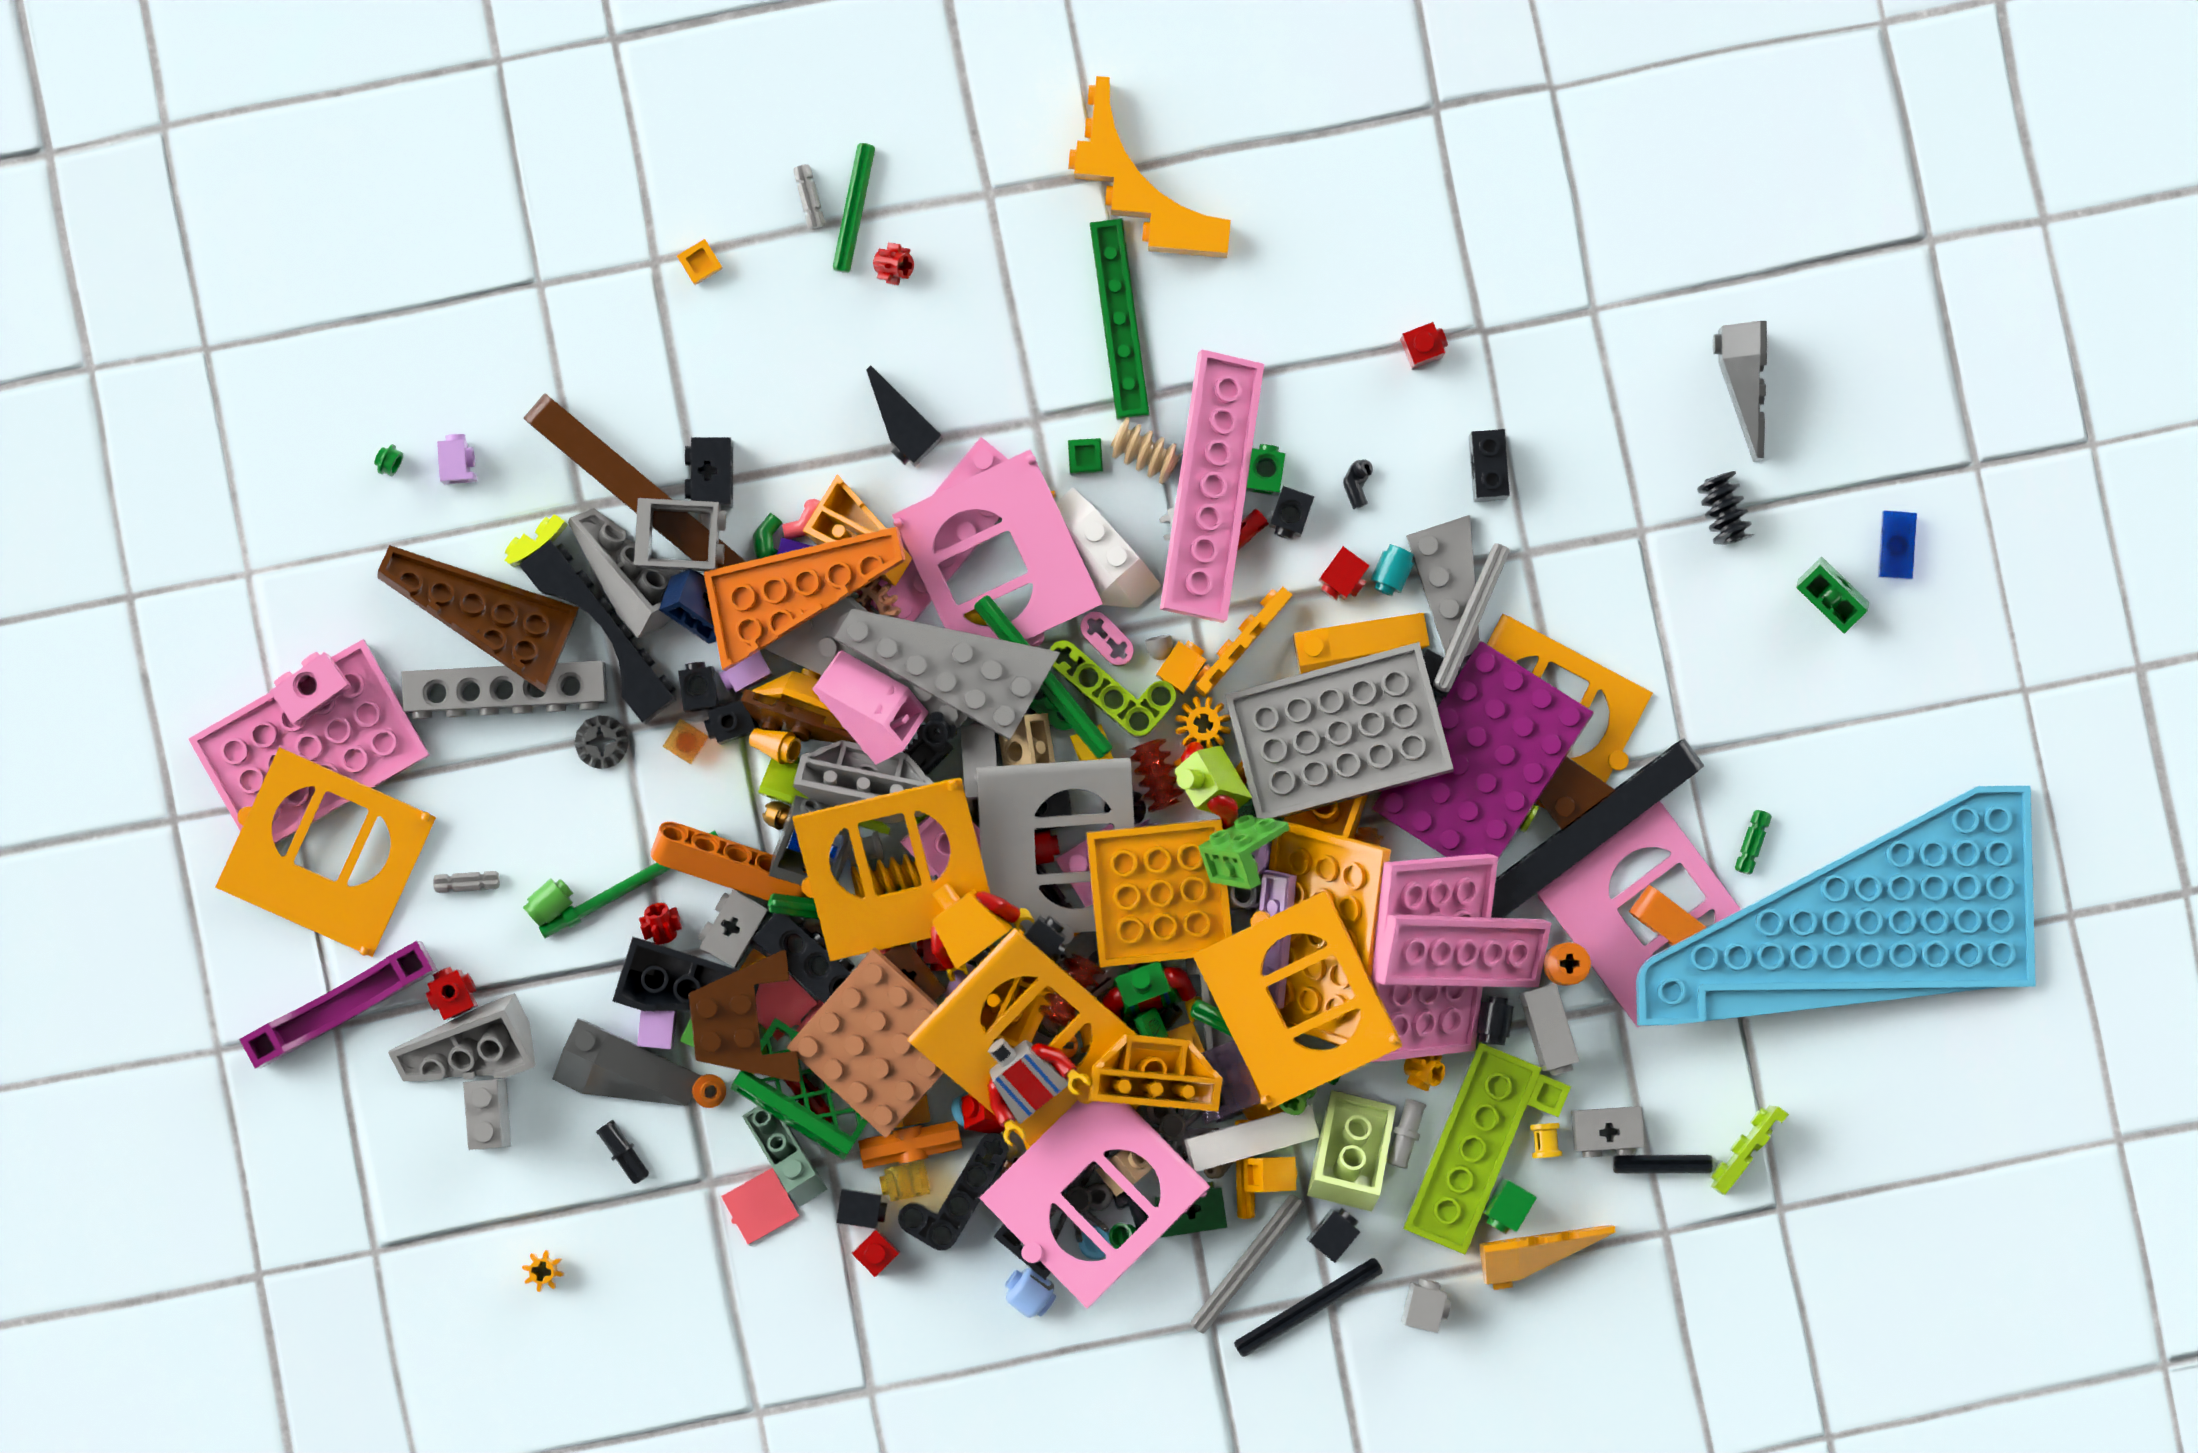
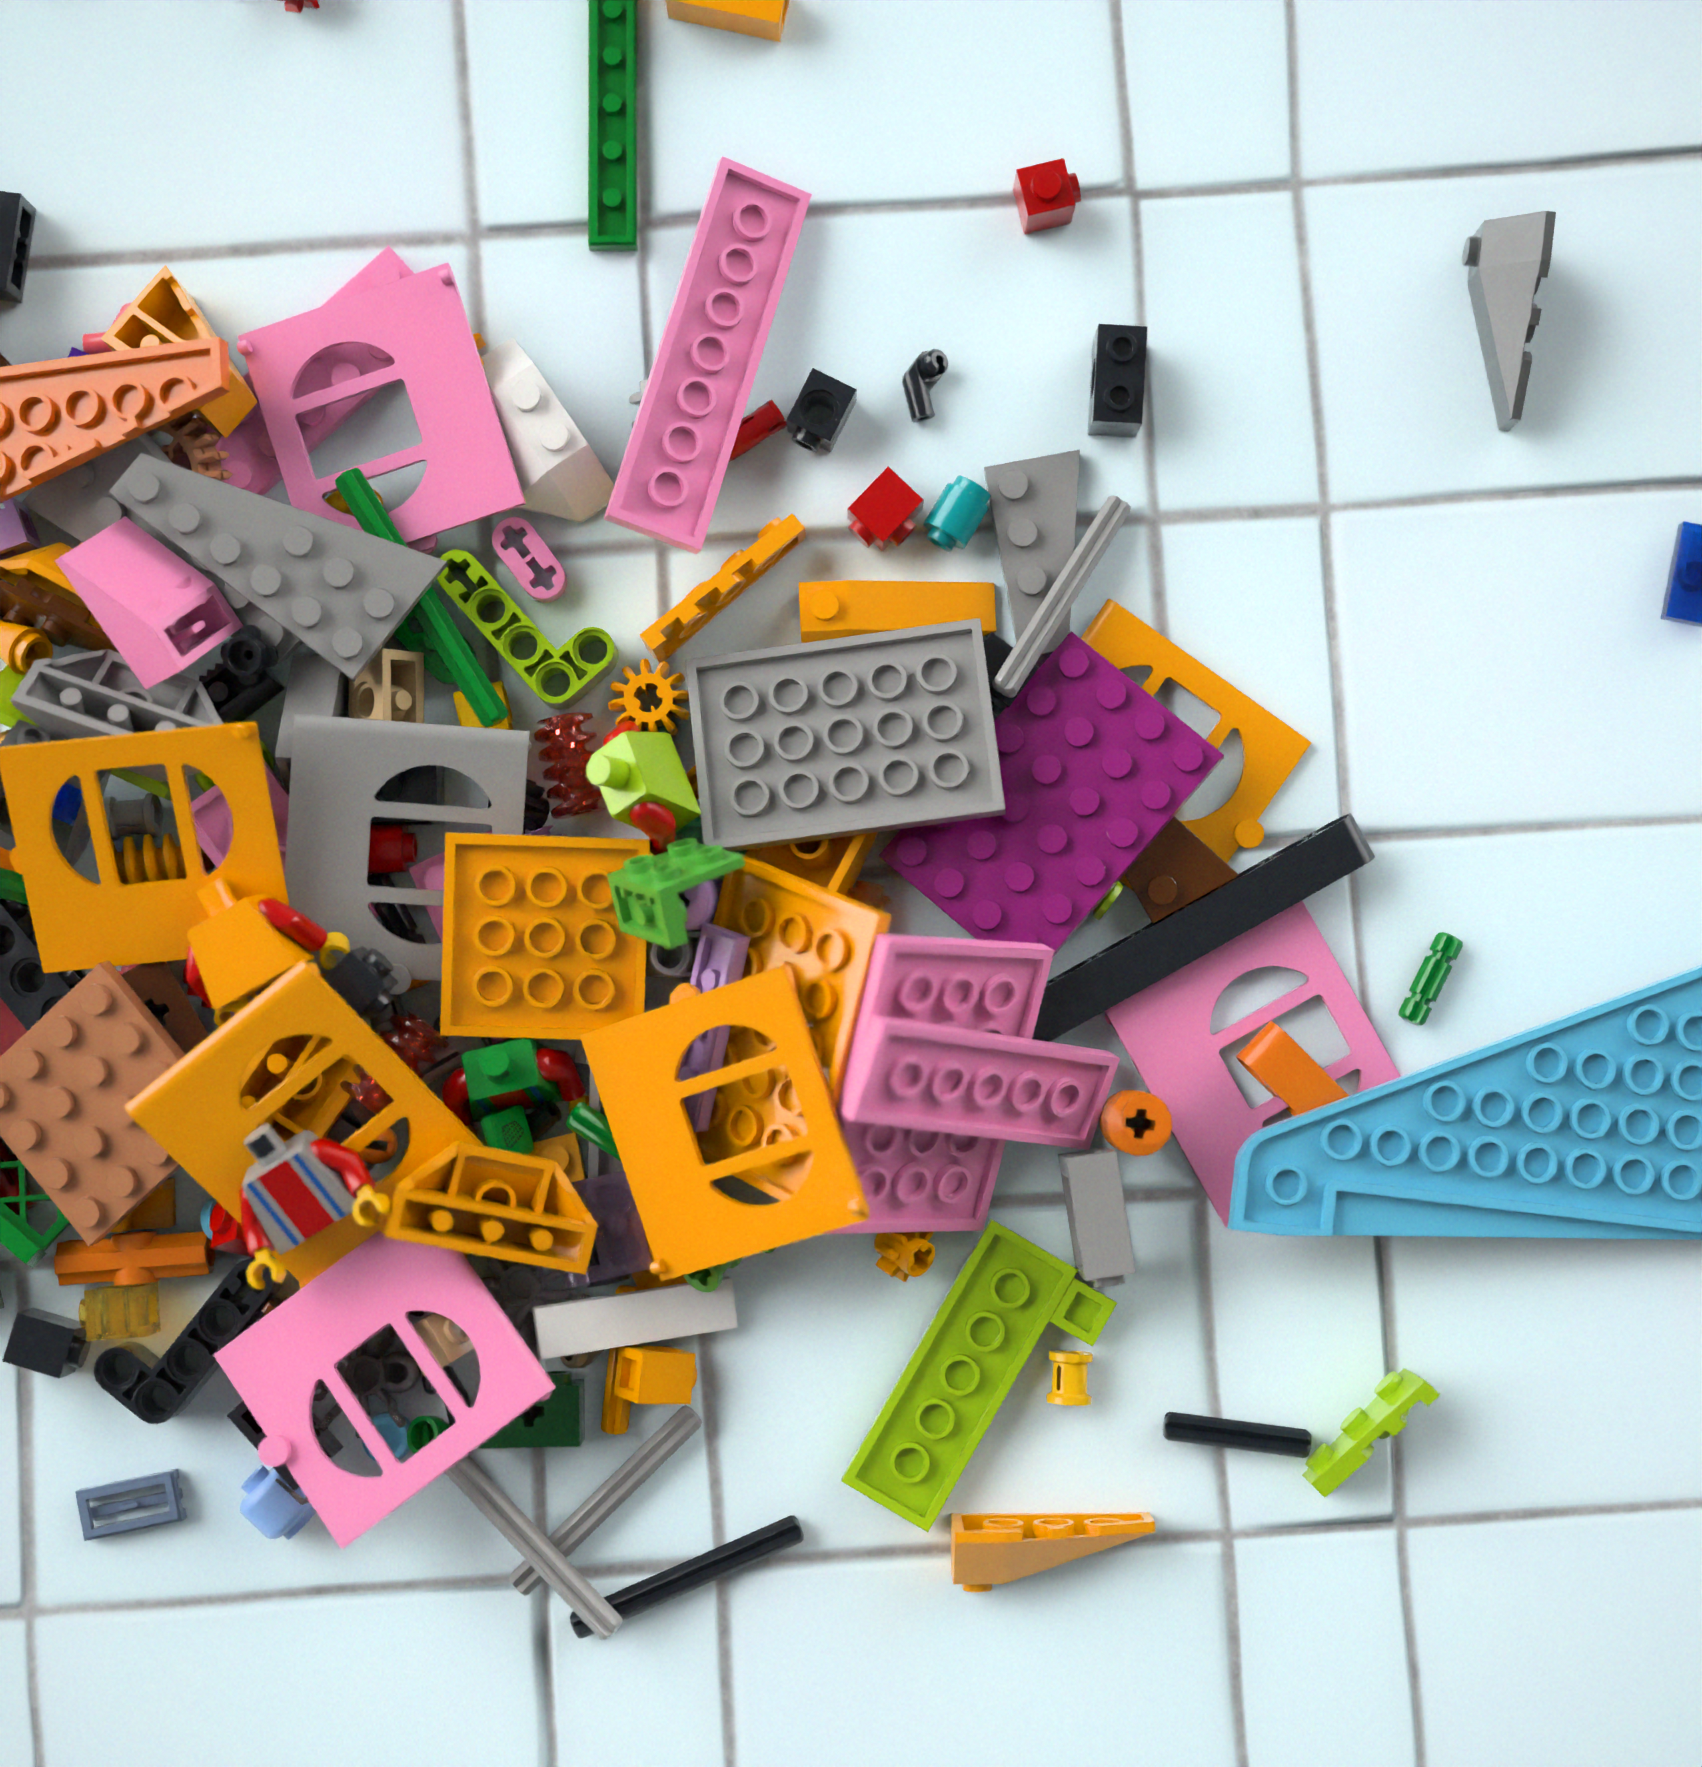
camera: 10 degrees right, 0 degrees up
(763, 537) = (61, 340): green arm -> none
(875, 1252) = (59, 1411): red brick -> none
(902, 1319) = (172, 1495): none -> sand blue tile
(906, 427) = (276, 212): black slope -> none
(1085, 456) = (536, 294): green tile -> none
(1145, 451) = (619, 297): tan piece -> none
(1159, 646) = (603, 582): light grey hinge -> none
(1182, 666) = (630, 611): light orange brick -> none
(1206, 1298) = (535, 1548): none -> light grey axle
(1265, 485) = (785, 366): green brick -> none
(1334, 1233) = (736, 1478): black brick -> none
(1352, 1151) = (782, 1355): yellowish green slope -> none
(1406, 1133) = (865, 1339): light grey pin -> none
(1425, 1306) = (857, 1605): light grey brick -> none
(1495, 1020) = (1018, 1191): black brick -> none
(1508, 1206) = (1001, 1472): green brick -> none
(1625, 1120) = (1139, 1358): light grey brick -> none
(1724, 509) = (1451, 489): black piece -> none
(1832, 595) = (1596, 633): green brick -> none

